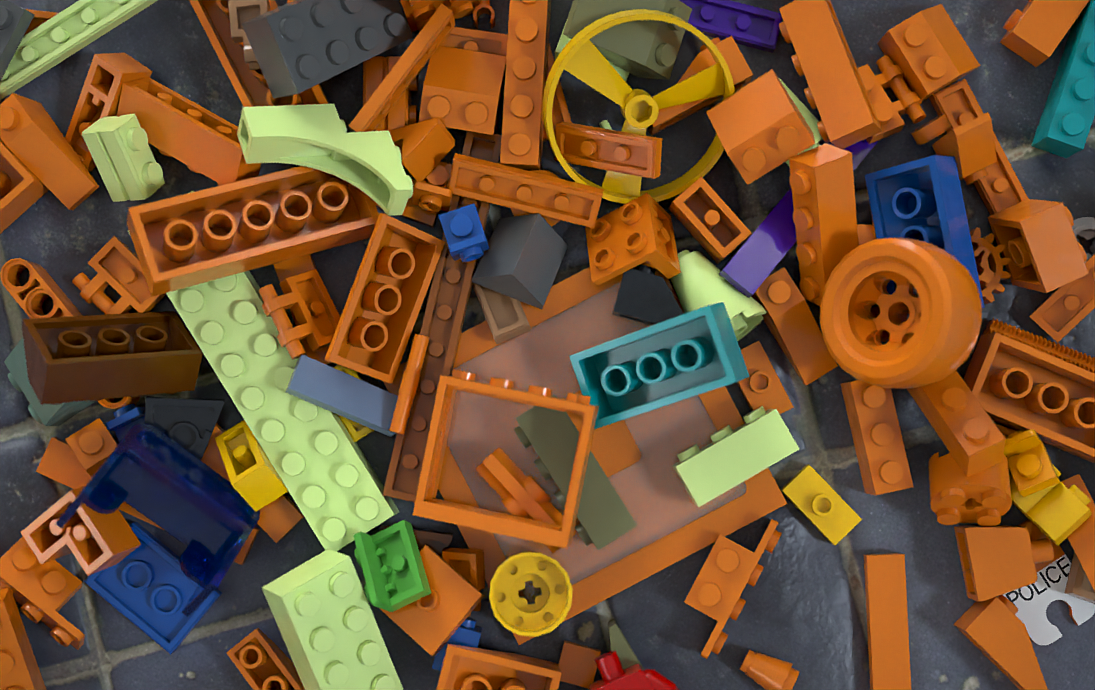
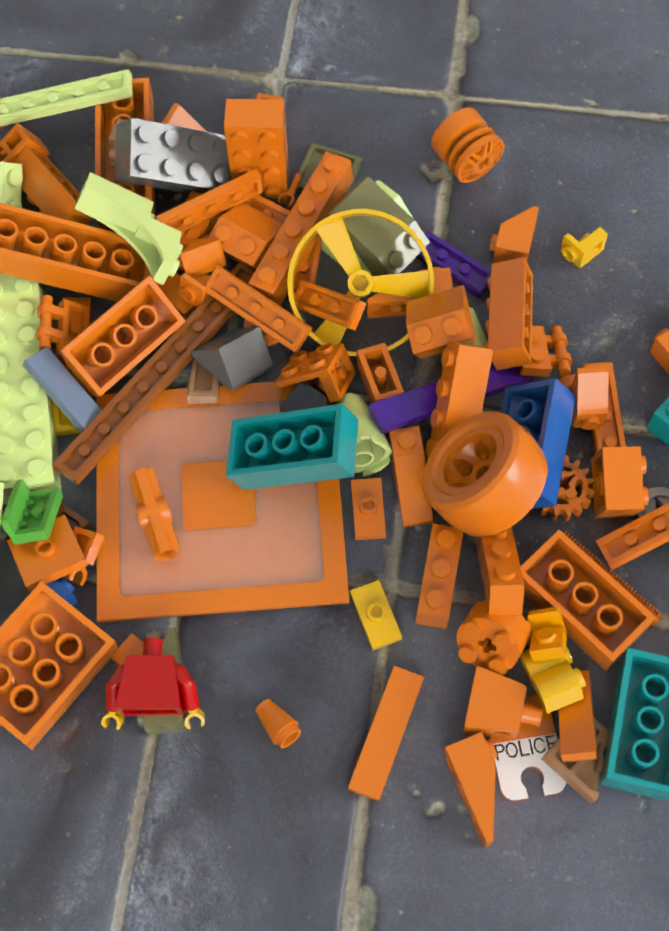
camera: 25 degrees right, 20 degrees down
(409, 384) = (111, 398): orange piece -> none
(464, 233) = (201, 320): blue bracket -> none
(546, 533) = (110, 438): orange window -> none
(548, 607) = (112, 559): yellow wheel -> none
(555, 441) = (199, 509): olive brick -> none
(723, 581) = (275, 638): orange bracket -> none
(734, 455) = (322, 544): yellowish green brick -> none
(929, 51) = (591, 333): orange slope -> none

